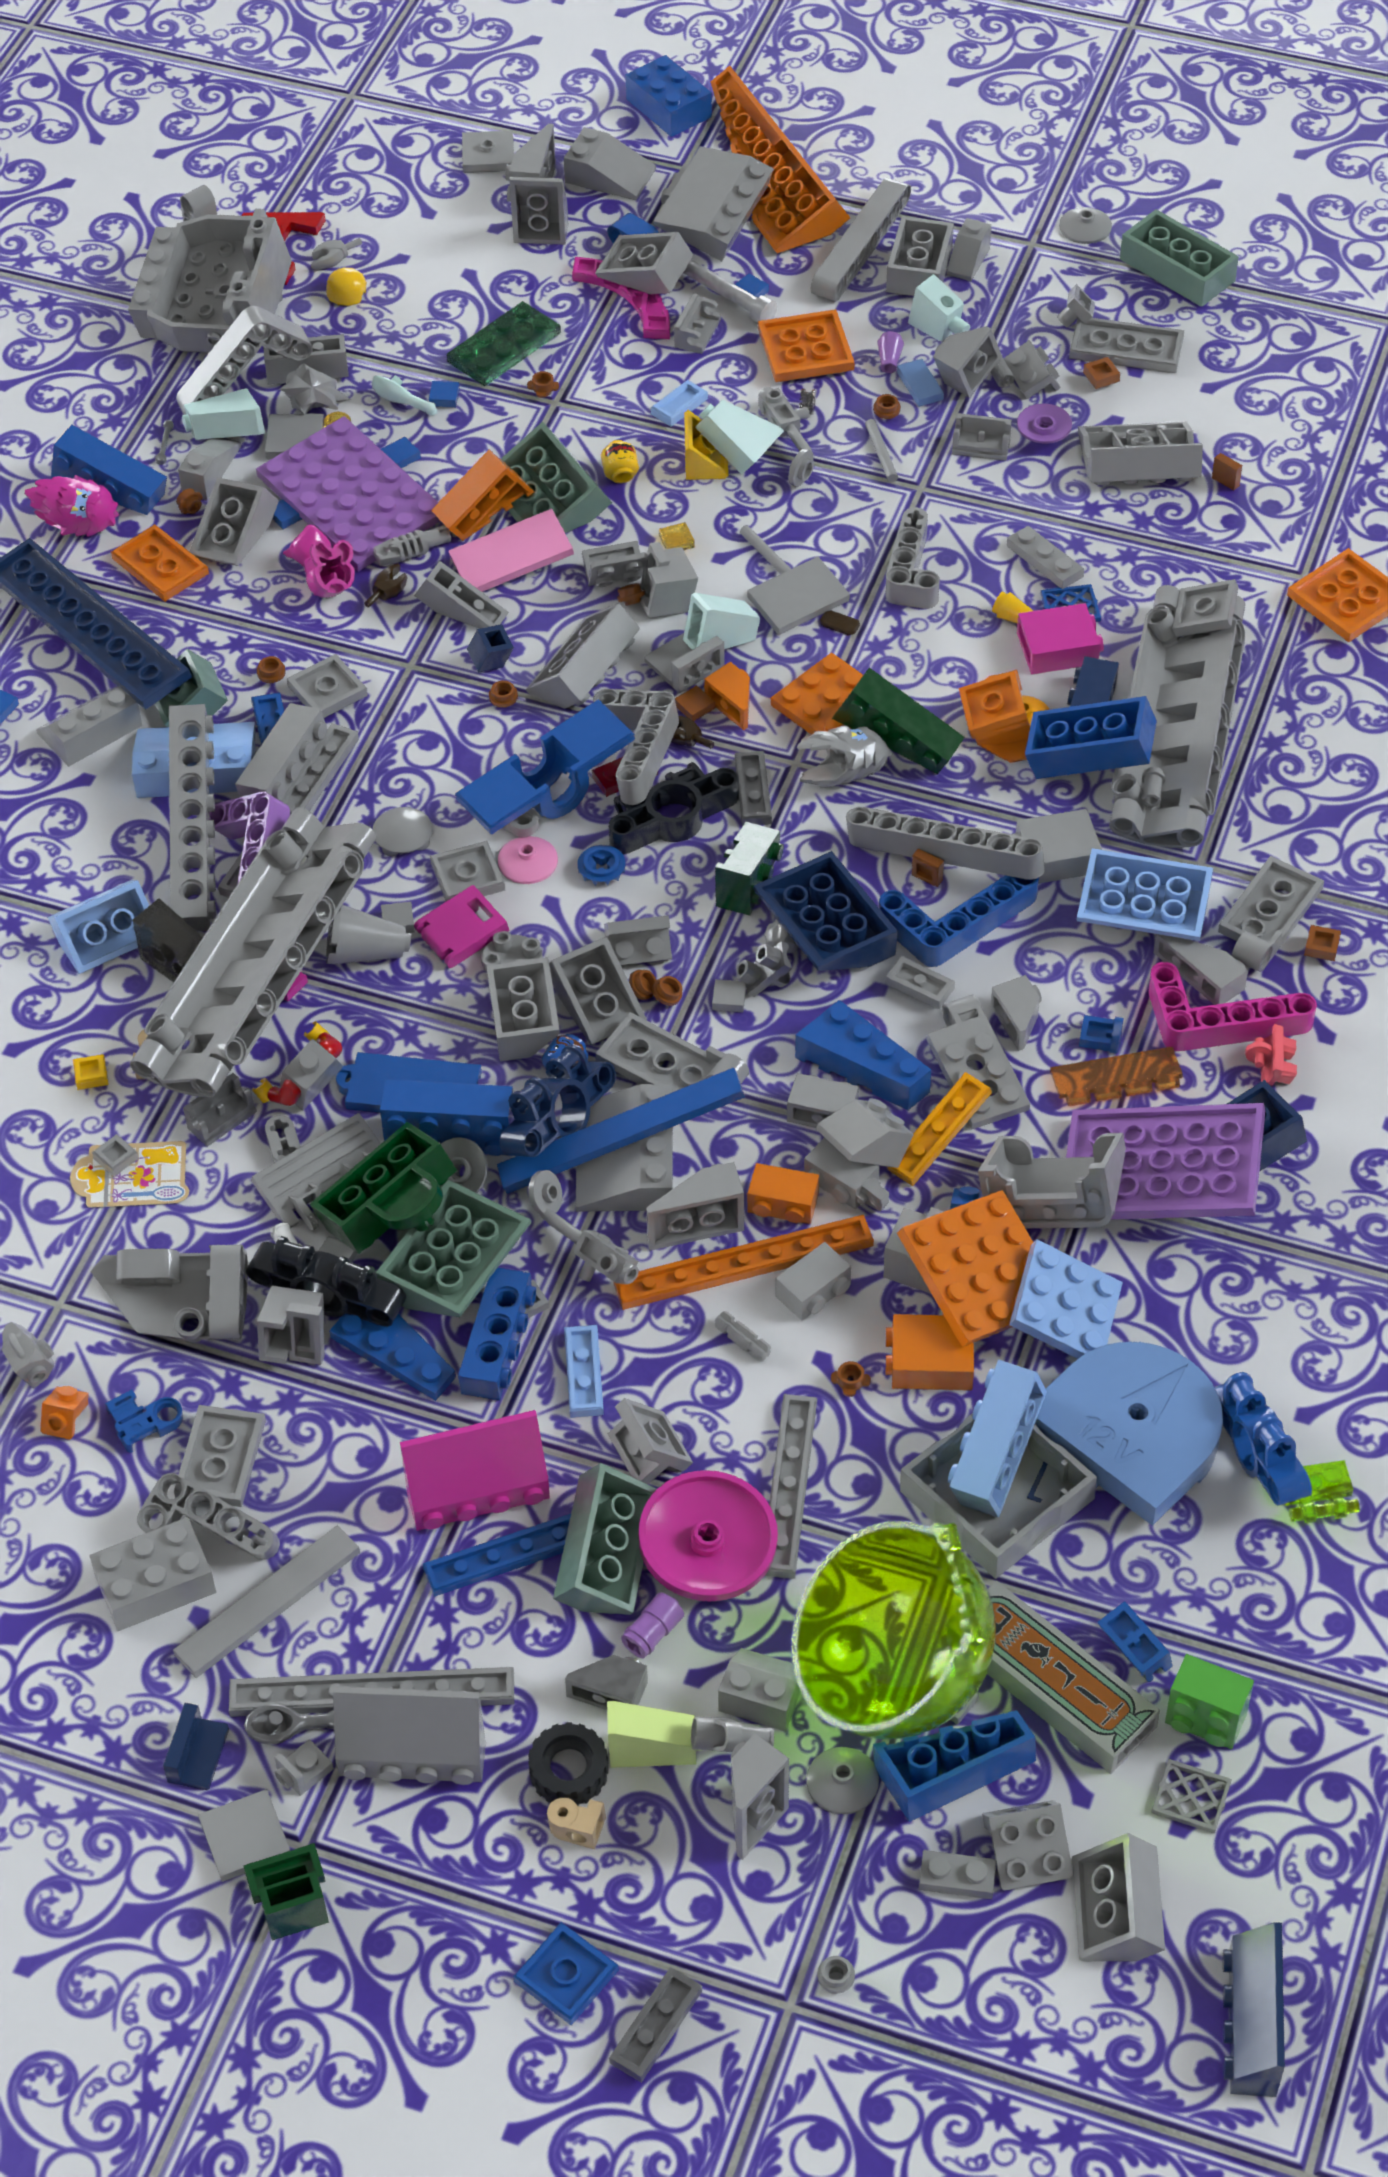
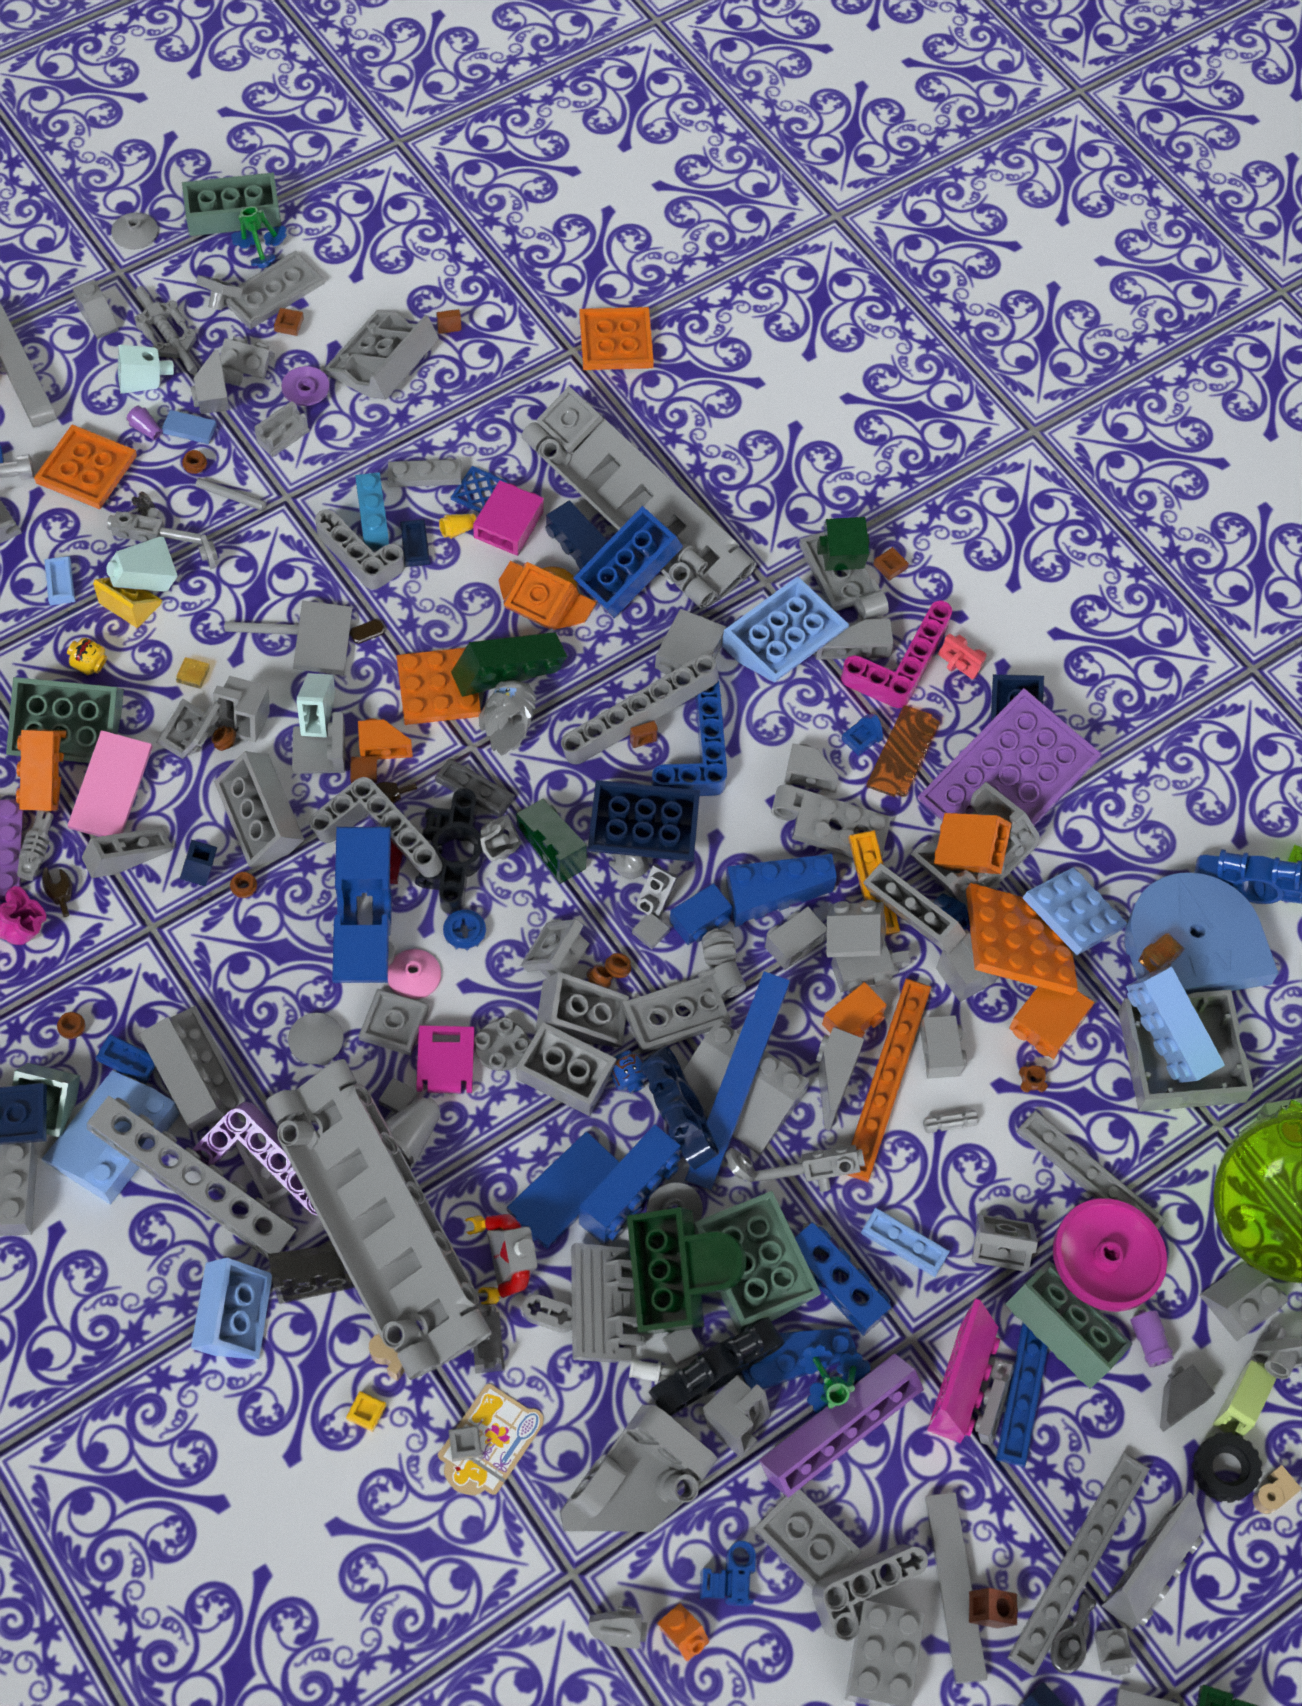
camera: 60 degrees left, 10 degrees up
(249, 1627) = (993, 1608): none -> copper brick
(327, 686) = (126, 997): light grey plate -> none
(342, 1410) = (840, 1428): none -> medium lavender brick
(371, 1381) = (833, 1390): none -> blue plant
(473, 1528) = (995, 1402): none -> light grey hinge
(708, 826) = (497, 844): none -> light grey hand
(755, 1048) = (718, 947): none -> light grey piece
(776, 1017) = (701, 914): none -> blue brick
(918, 252) = (76, 341): light grey brick -> none
(920, 982) = (737, 808): light grey plate -> none
(923, 1155) = (914, 908): none -> light grey brick
(961, 544) = (372, 510): none -> dark azure brick
(964, 596) = (415, 543): none -> dark blue tile
(1009, 291) = (157, 315): none -> light grey bar
(1044, 1162) = (972, 843): none -> orange brick
(1073, 1387) = (1162, 952): none -> clear orange leg
(1168, 274) = (252, 220): none -> plant
(1287, 880) = (844, 544): none -> dark green plate

